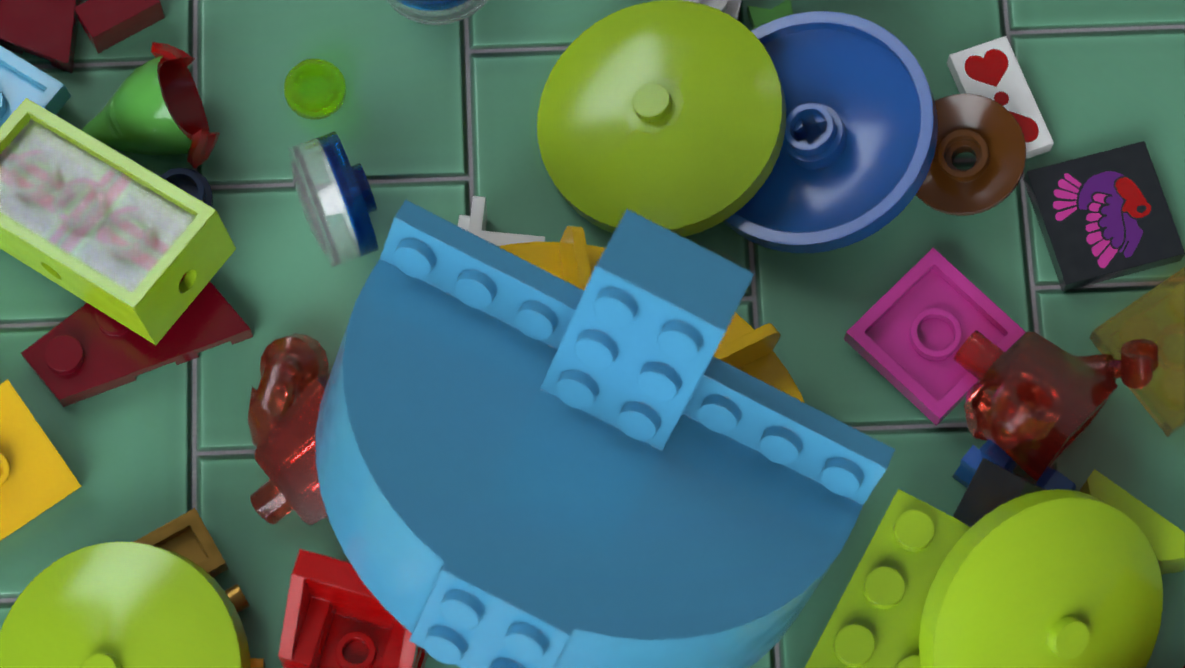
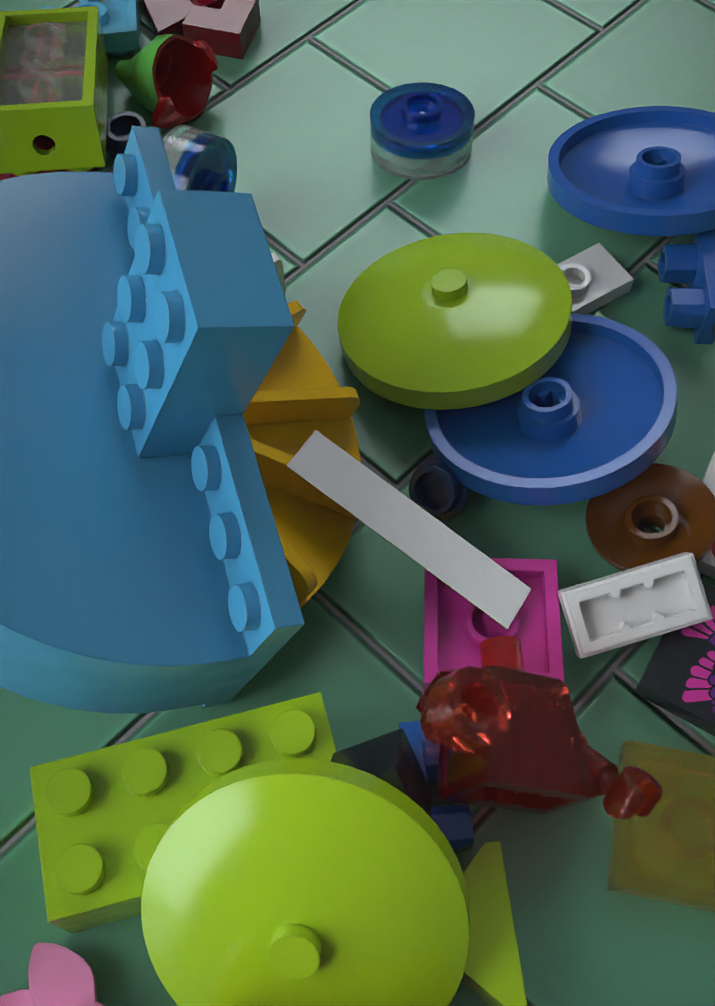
camera: 50 degrees right, 10 degrees down
(314, 89) = (270, 142): clear neon green plate -> none
(795, 273) = (438, 490): none -> dark blue plate
(835, 322) = (410, 528): none -> white sticker
(1015, 232) = (634, 604): none -> white plate

